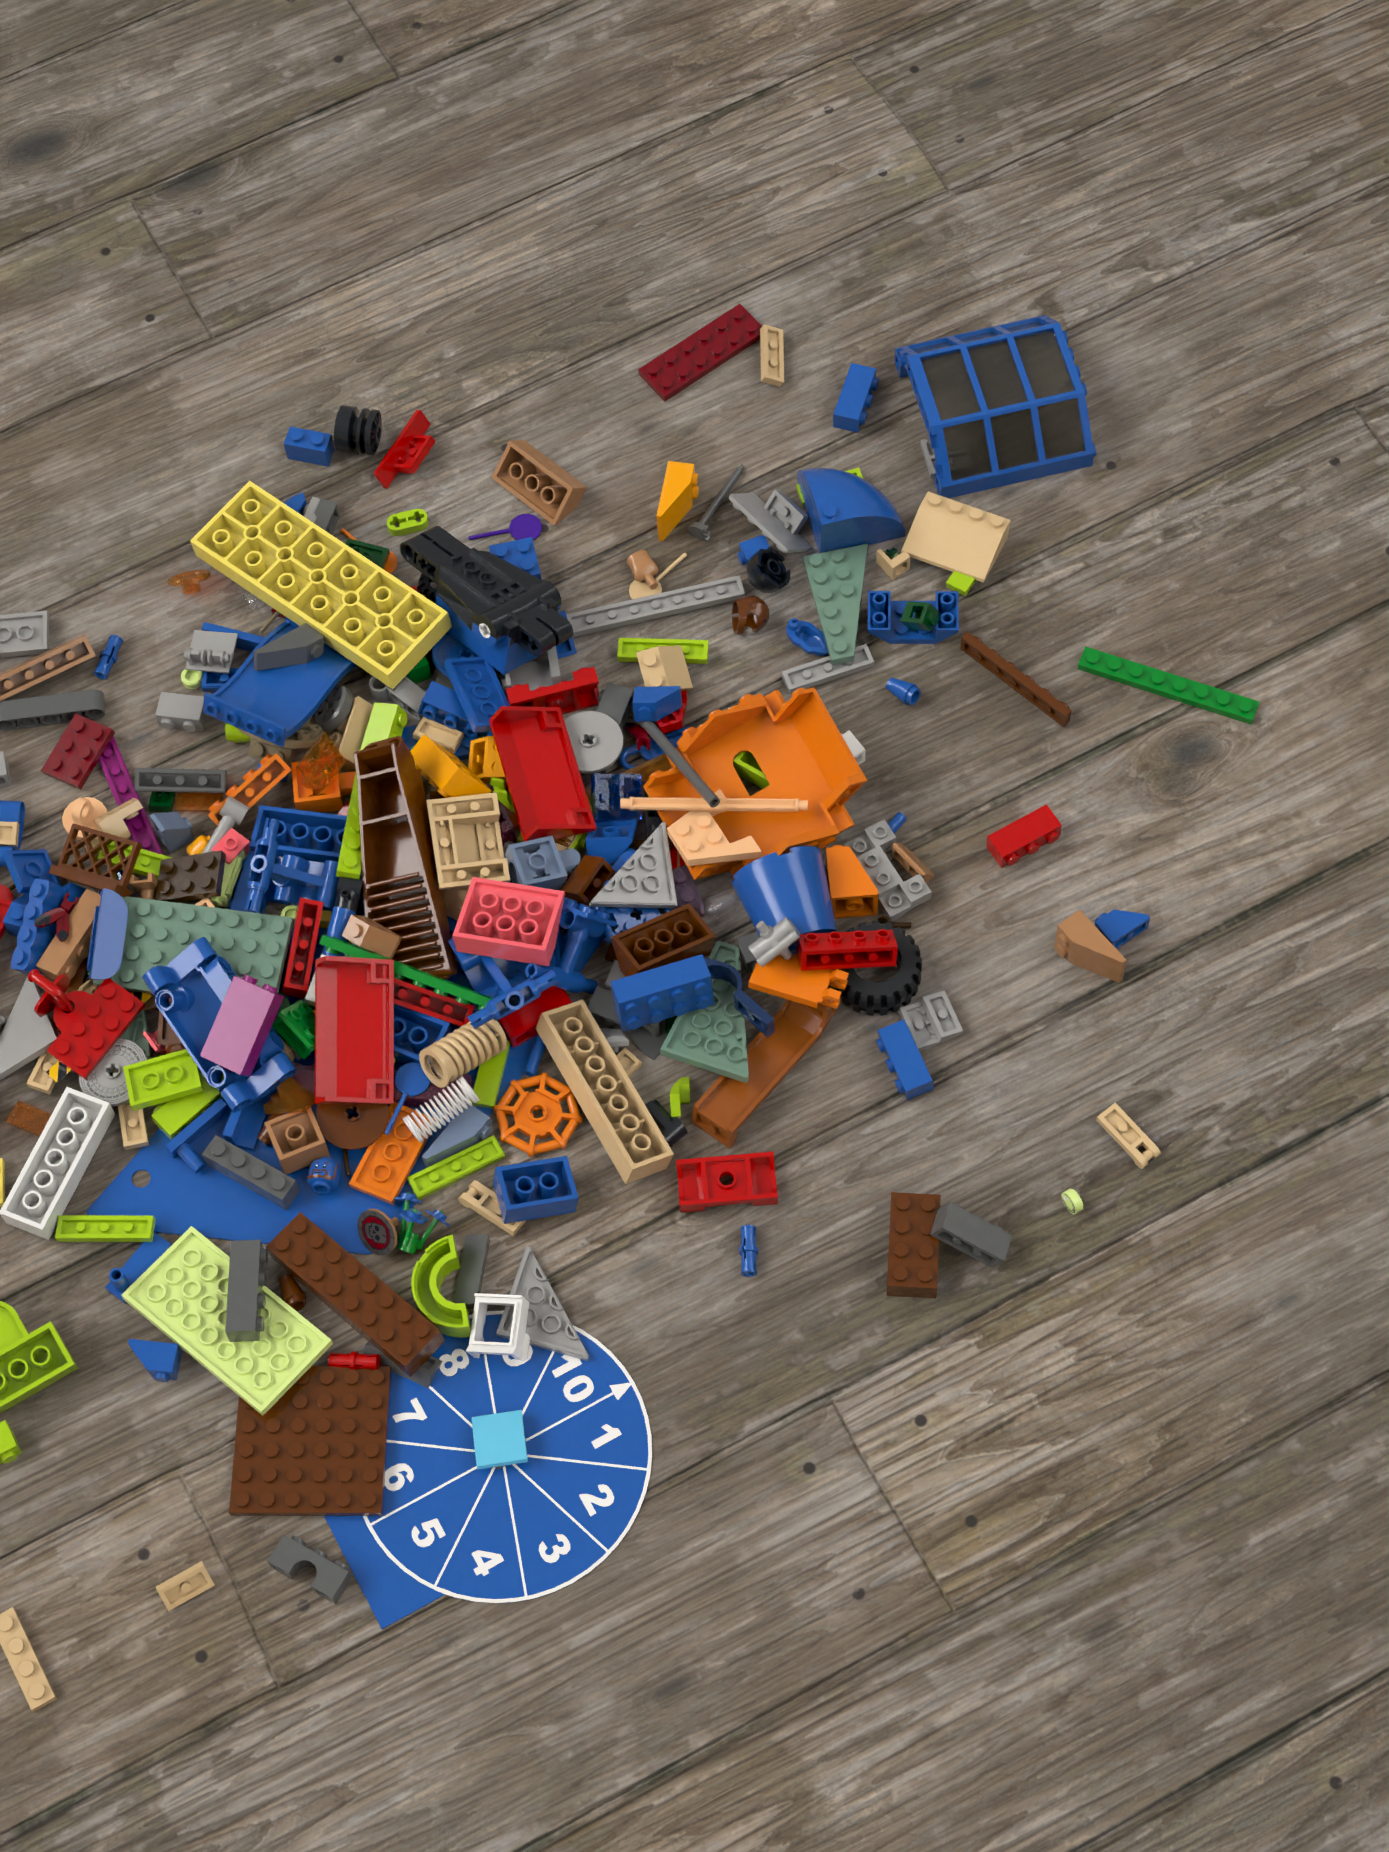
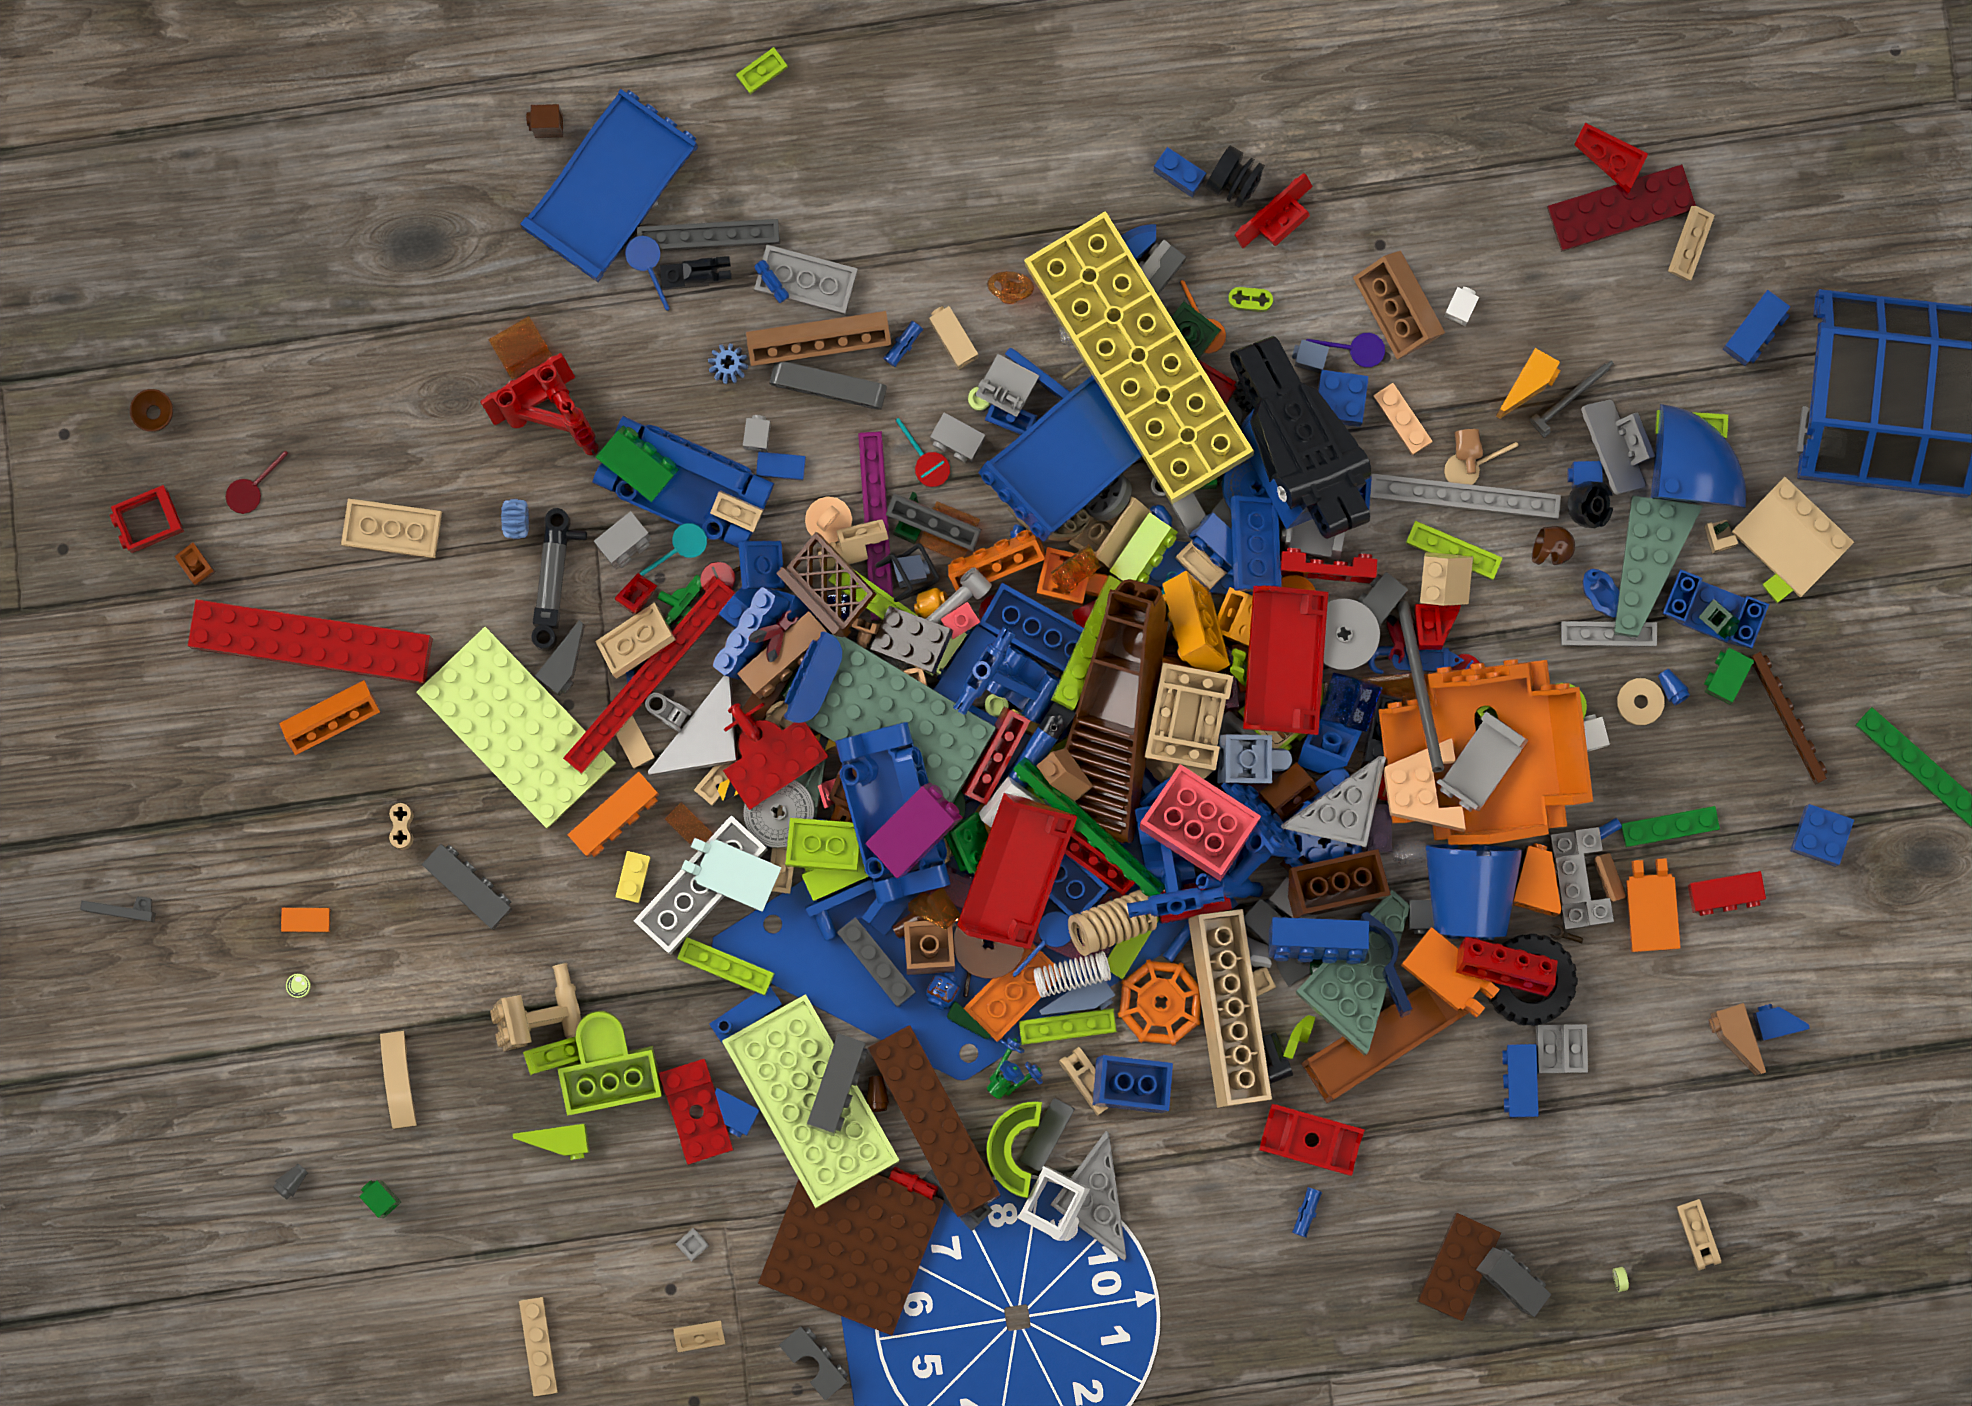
camera: 20 degrees right, 20 degrees up
(28, 789) = (780, 466): none -> blue tile
(78, 751) = (842, 443): dark red plate -> none
(82, 1134) = (733, 873): none -> light aqua tile
(101, 1354) = (693, 1086): none -> red piece
(152, 635) = (953, 337): none -> tan brick
(152, 1501) = (692, 1244): none -> light grey tile
(166, 747) = (931, 468): none -> red piece
(167, 851) = (909, 592): none -> black piece
(290, 649) = (1089, 426): dark grey slope -> none
(351, 1193) = (963, 1019): none -> dark green slope
(377, 1231) = (975, 1068): shield -> none
(478, 539) = (1310, 356): none -> sand blue brick
(499, 1439) = (1019, 1307): medium azure slope -> none
(577, 568) = (1402, 419): none -> light nougat plate
(594, 465) = (1461, 305): none -> white brick
(655, 702) = (1423, 616): blue slope -> none
(676, 314) = (1612, 155): none -> red wing
(725, 804) = (1449, 763): light nougat piece -> none
(759, 778) = (1482, 763): none -> light grey panel
(774, 941) = (1440, 937): light grey pin -> none
(885, 703) = (1644, 688): none -> tan tile
(948, 664) = (1728, 676): none -> green brick
(949, 803) = (1670, 826): none -> green plate
(963, 874) = (1652, 908): none -> orange tile
(1088, 760) = (1822, 835): none -> blue brick

